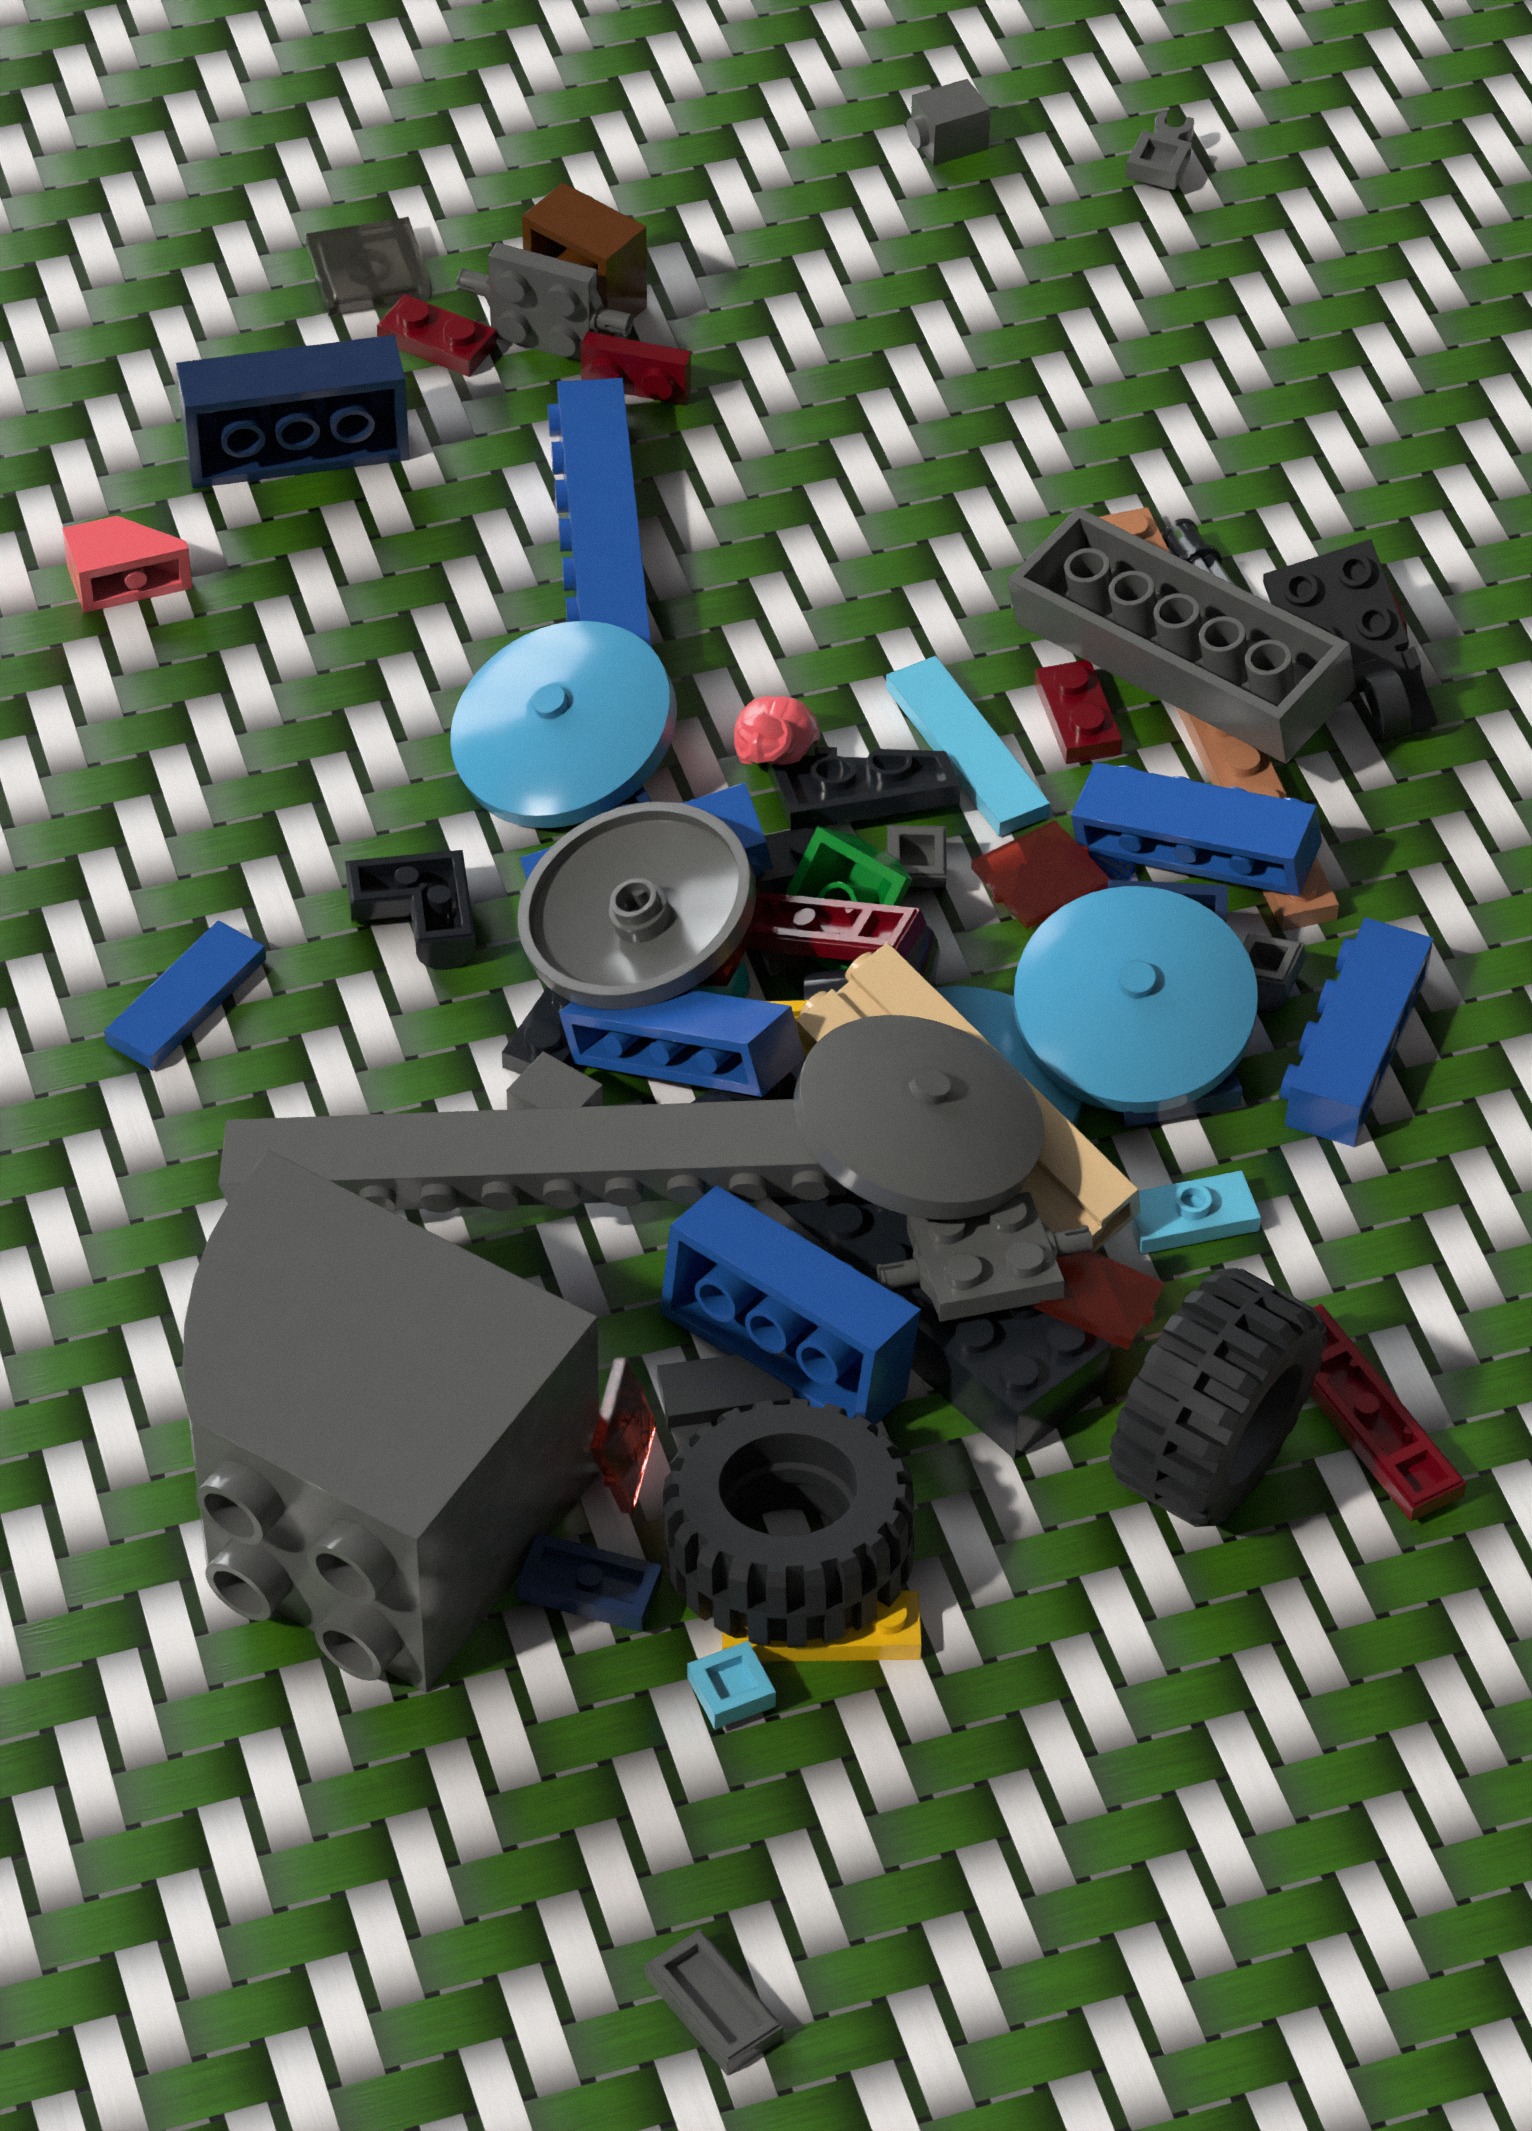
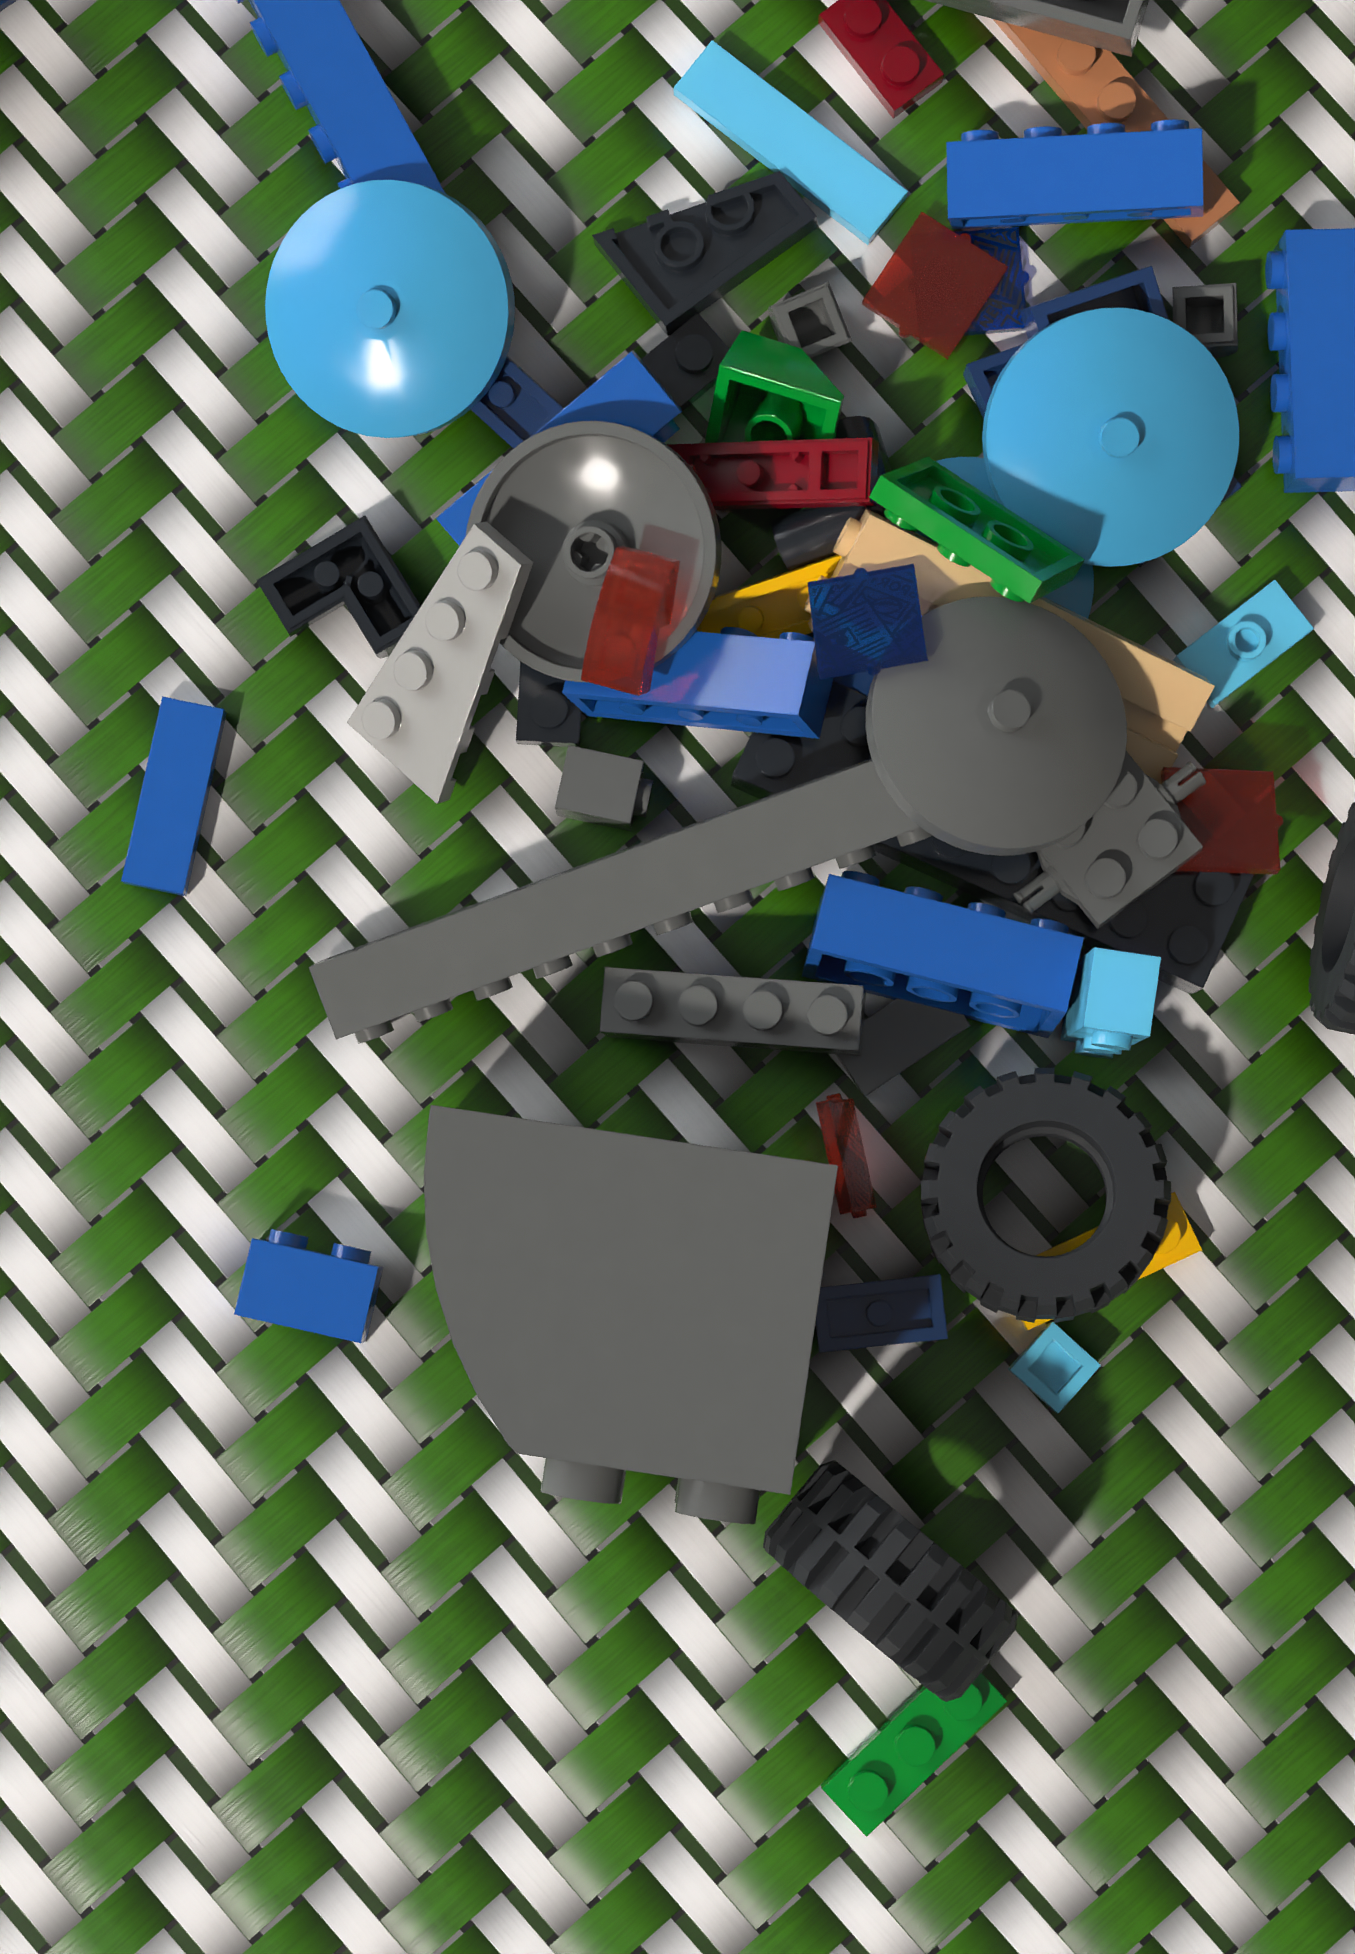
camera: 25 degrees left, 35 degrees up
(83, 1370) = (309, 1288): none -> blue brick
(431, 1949) = (908, 1752): none -> green plate
(450, 967) = (434, 677): none -> light grey wing
(478, 1732) = (890, 1581): none -> black tyre
(629, 950) = (627, 620): none -> clear red slope
(639, 1311) = (733, 1011): none -> dark grey brick
(713, 2002) = (1175, 1686): dark grey tile -> none
(775, 731) = (601, 224): coral hair -> none
(842, 1002) = (867, 621): none -> clear blue piece
(925, 1376) = (1111, 1002): none -> medium azure brick
(987, 1009) = (976, 530): none -> green plate

